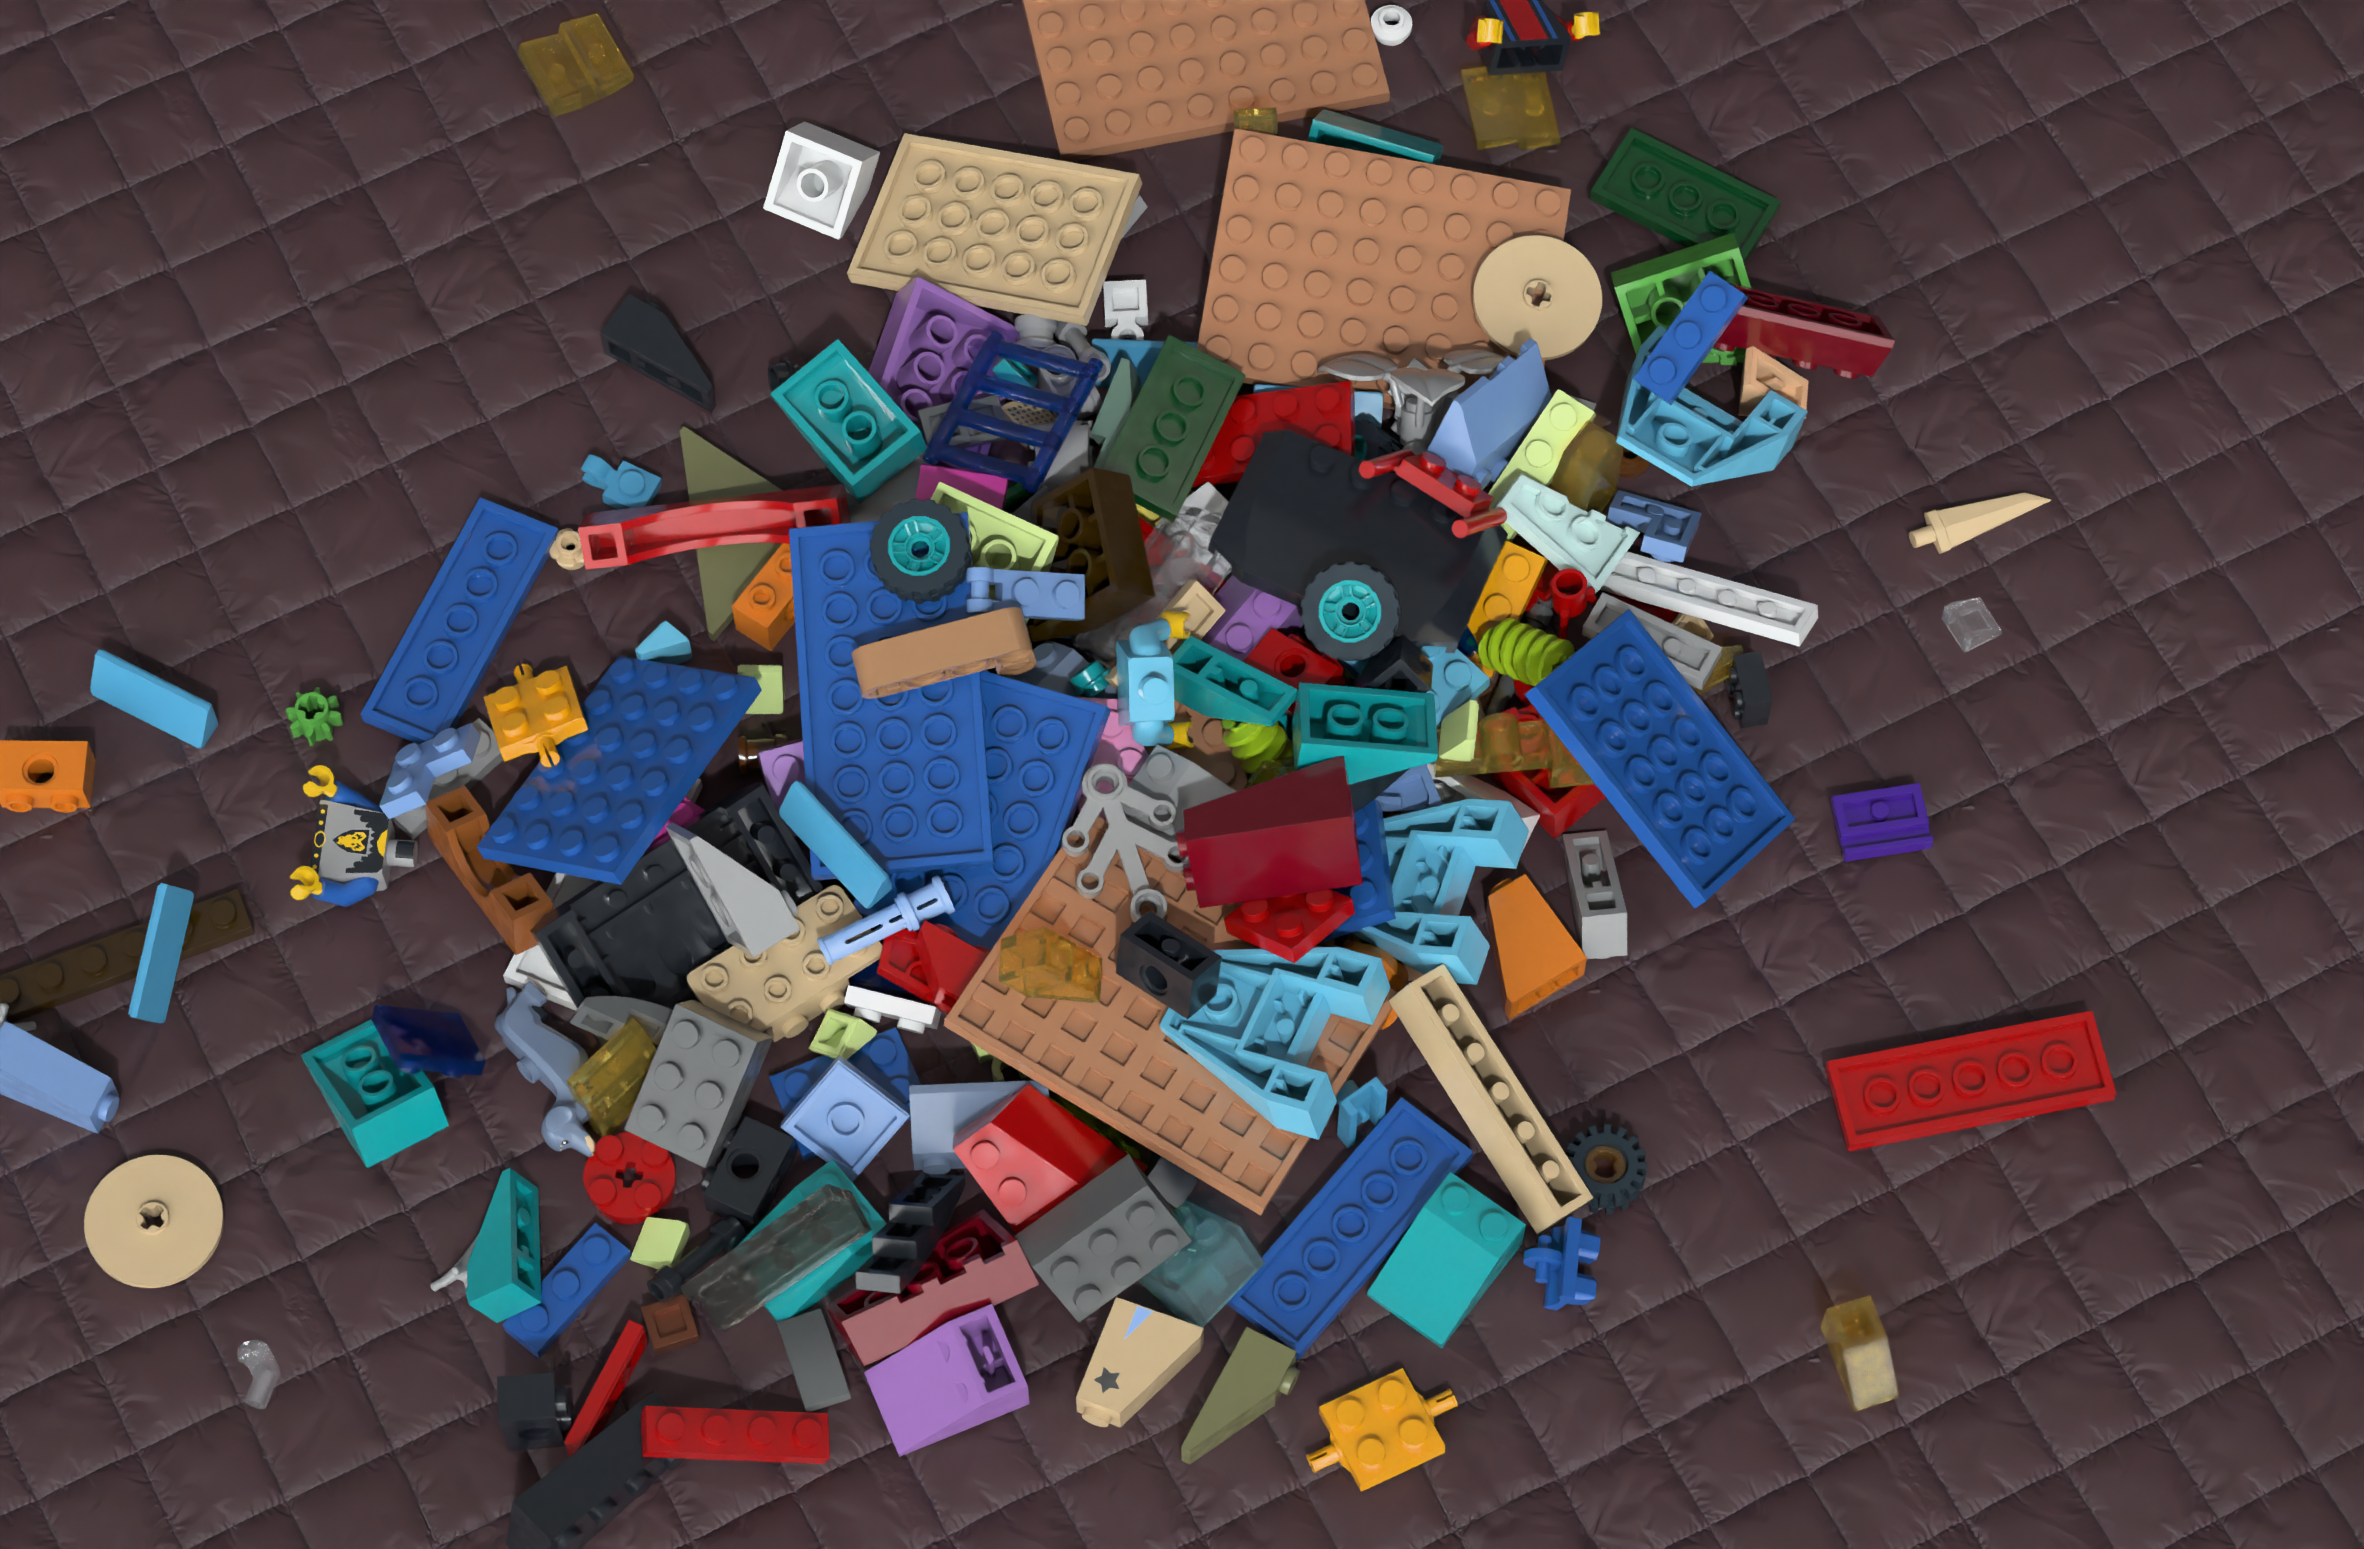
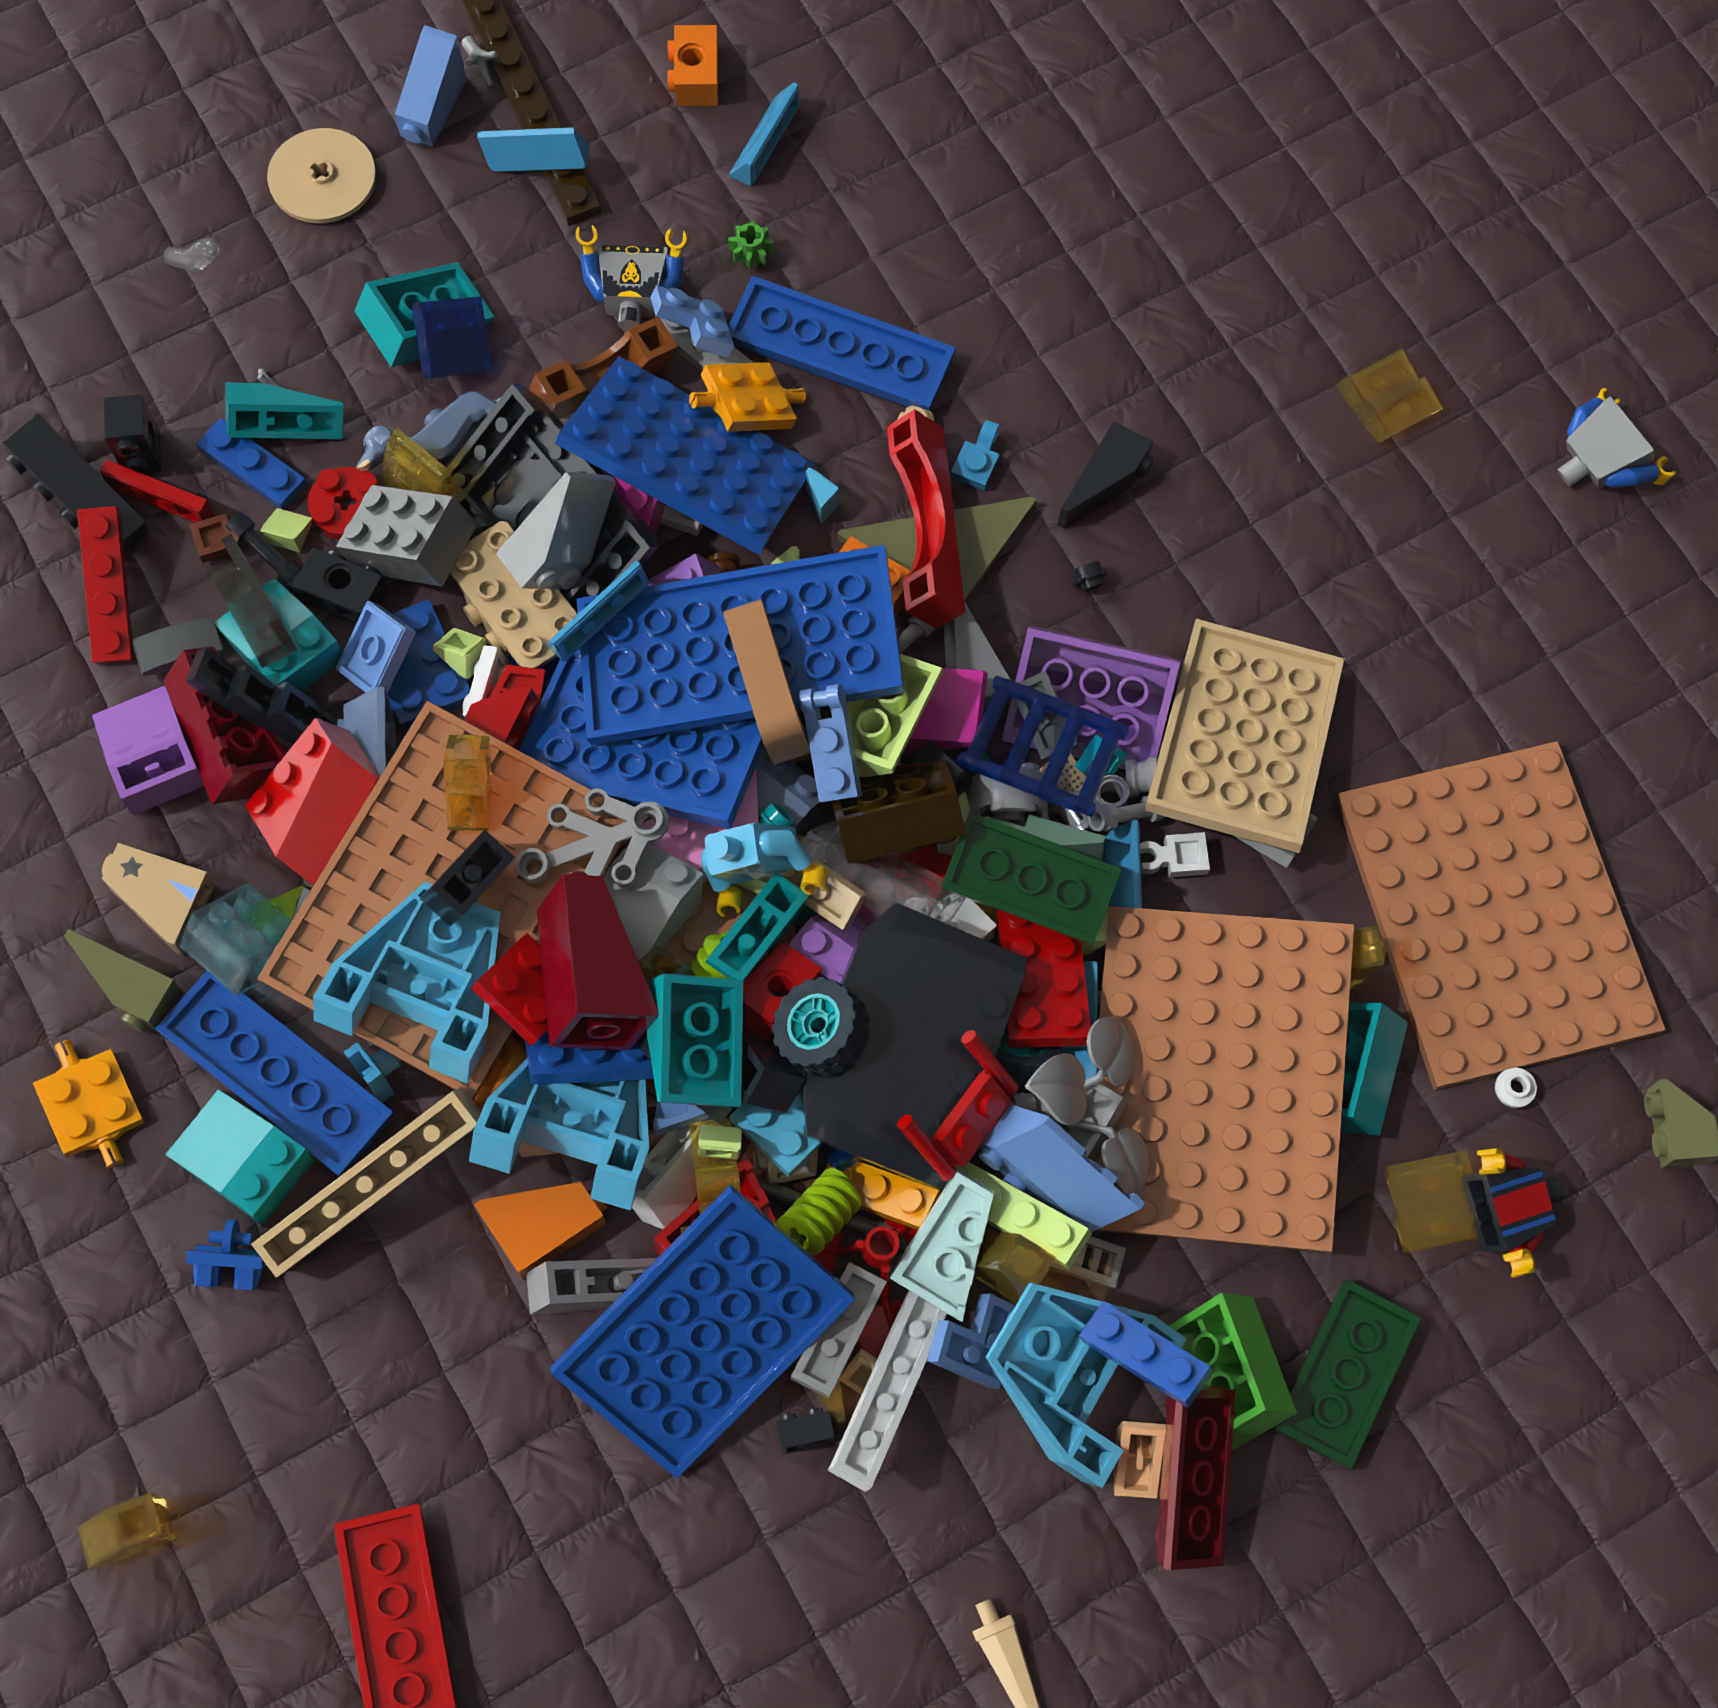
camera: 85 degrees right, 5 degrees up
(609, 1014) = (457, 459): dark grey slope -> none
(820, 179) = (1292, 593): white slope -> none
(834, 945) = (546, 677): light blue pin -> none
(849, 421) = (1018, 607): teal slope -> none
(916, 526) = (854, 625): black wheel -> none
(1103, 1238) = (243, 851): dark grey brick -> none
(1543, 264) = (1222, 1249): tan piece -> none
(1628, 1167) = (321, 1317): black bush -> none
(1881, 822) = (671, 1563): dark purple plate -> none
(1970, 623) = (893, 1661): clear slope -> none

